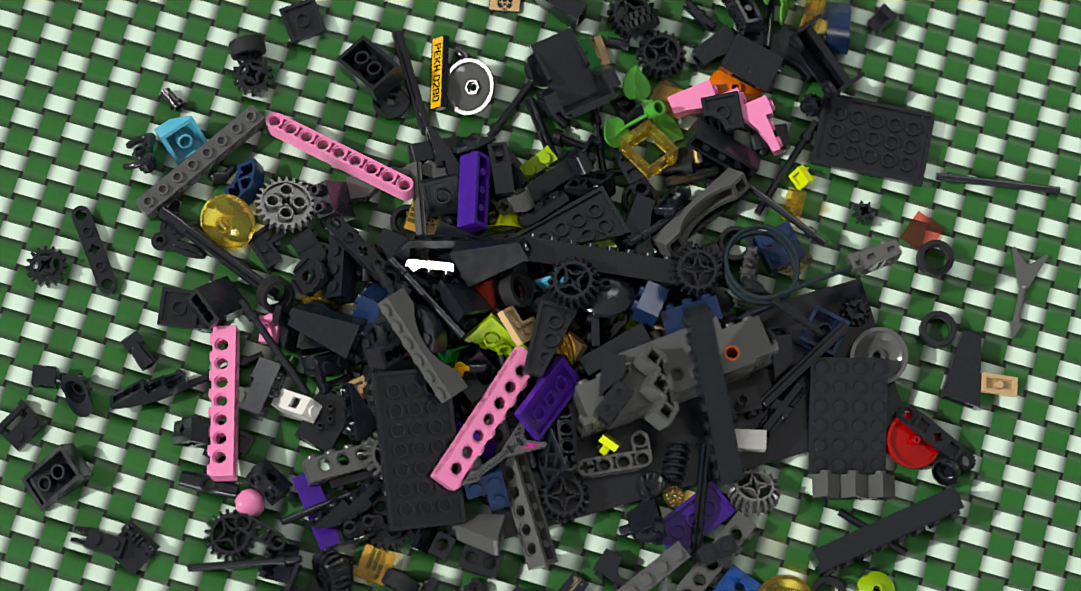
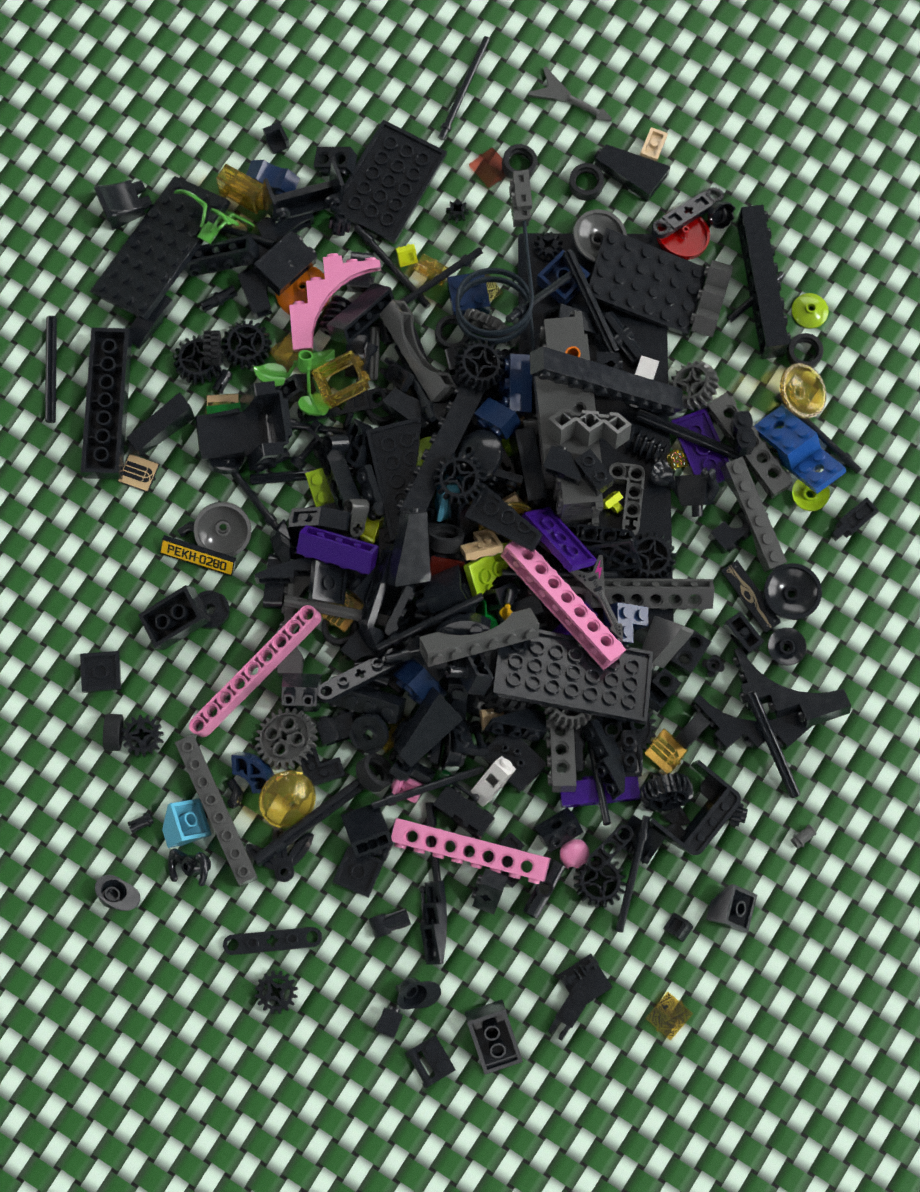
camera: 70 degrees left, 0 degrees up
(99, 97) = (116, 893): none -> black piece
(411, 81) = (199, 585): black axle -> none
(725, 108) = (324, 297): black tile -> none
(875, 82) = (339, 154): none -> black brick

